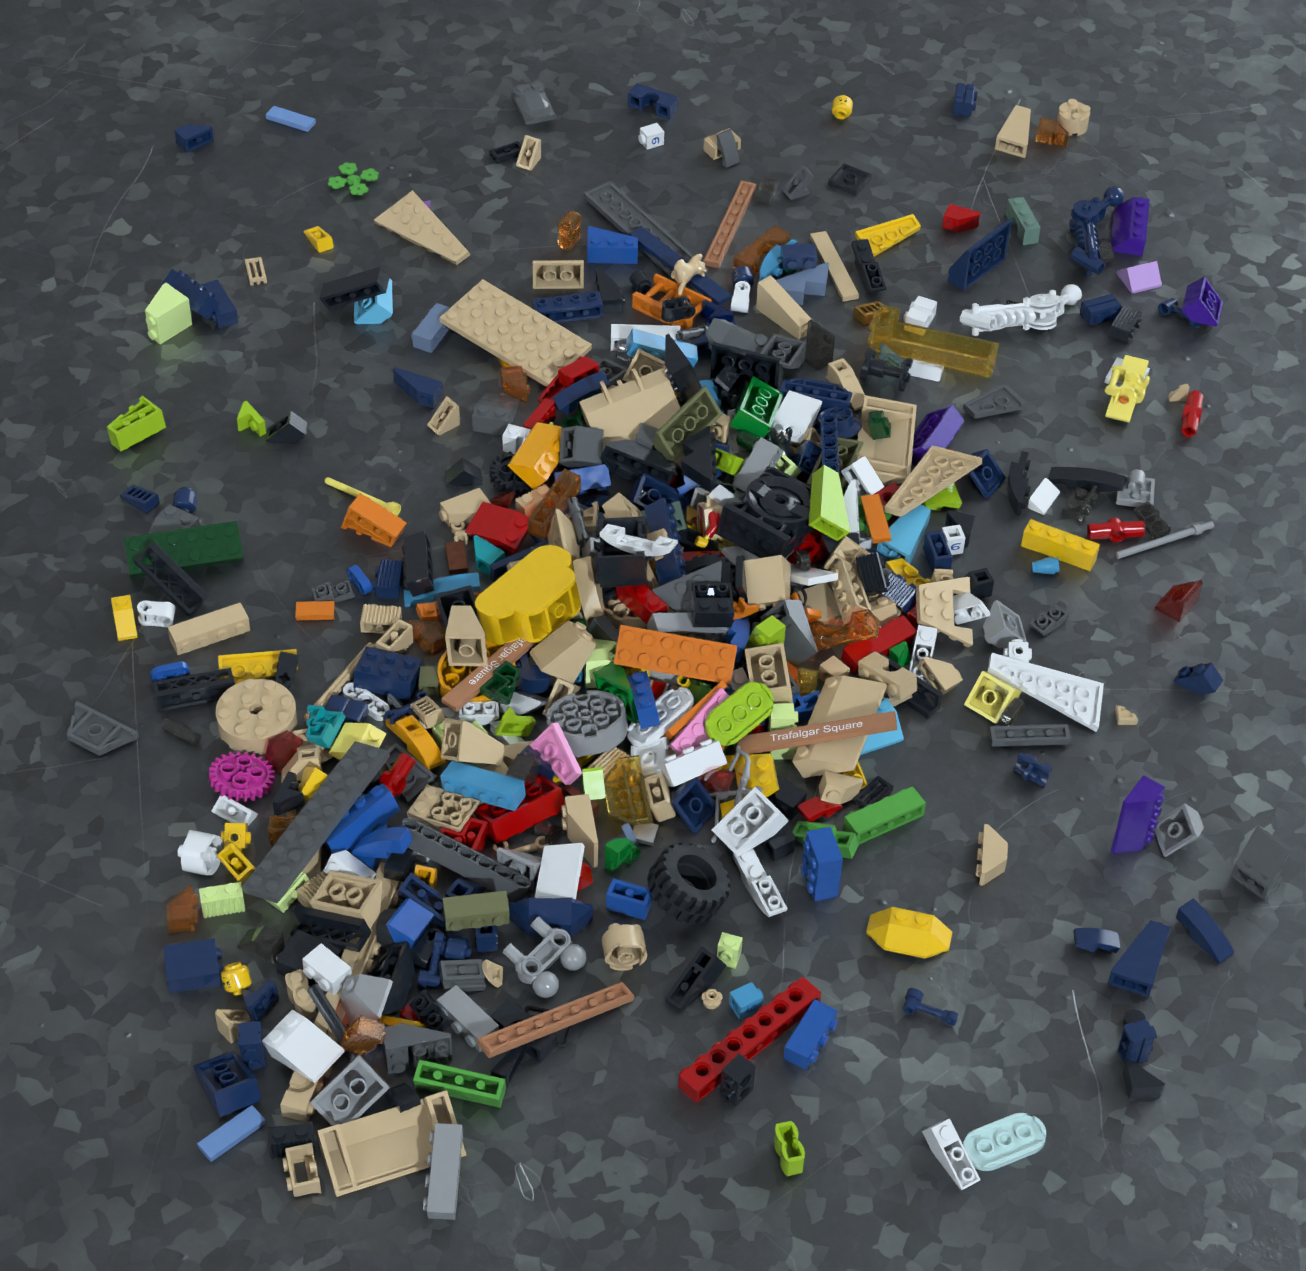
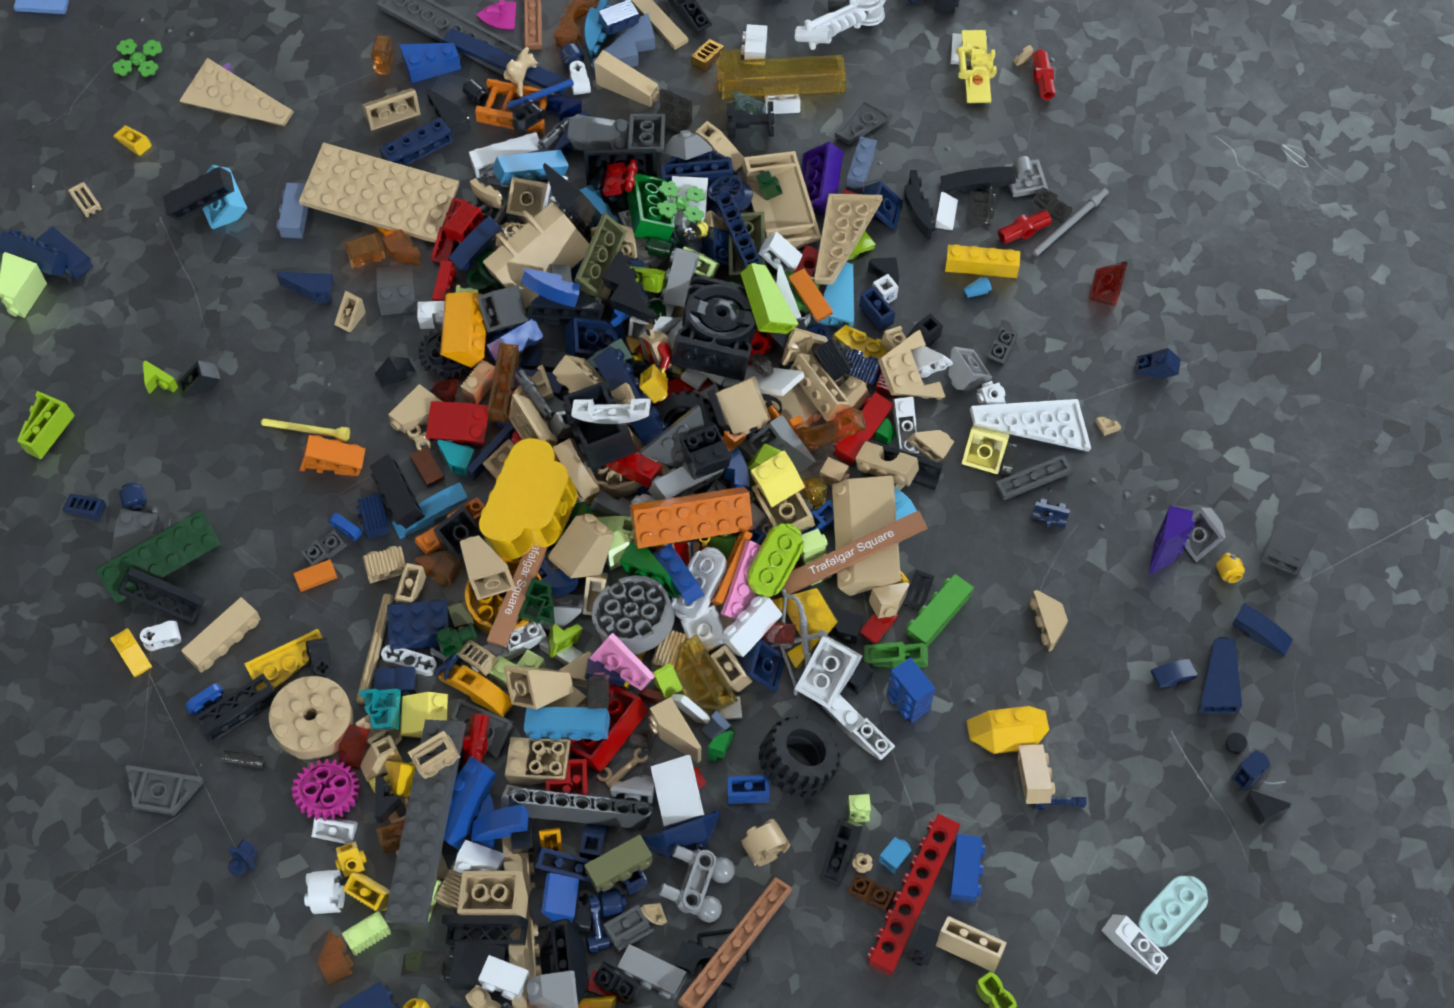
camera: 20 degrees left, 15 degrees up
(142, 802) = (242, 857): none -> dark blue hips
(351, 769) = (439, 761): none -> tan window
(410, 689) = (452, 640): none -> dark green connector
(481, 374) = (364, 250): none -> clear orange brick
(605, 815) = (690, 708): none -> white tile
(610, 357) = (486, 194): none -> tan slope
(631, 436) = (551, 286): none -> blue slope
(691, 541) = (654, 384): none -> yellow brick
(692, 232) = (499, 15): none -> dark pink shield
(705, 296) = (544, 92): none -> blue bar
(707, 1025) = (871, 893): none -> reddish brown slope
(738, 375) = (616, 180): none -> red plate
(769, 644) = (777, 478): none -> light yellow slope
(785, 1096) = (971, 944): none -> tan brick
(786, 411) = (681, 203): none -> bright green plant
(797, 439) = (702, 229): none -> light yellow plate
(815, 370) = (686, 145): none -> light grey slope
(914, 974) = (1035, 774): none -> tan brick
(978, 434) = (861, 165): none -> sand blue brick
(1195, 868) = (1230, 567): none -> yellow head

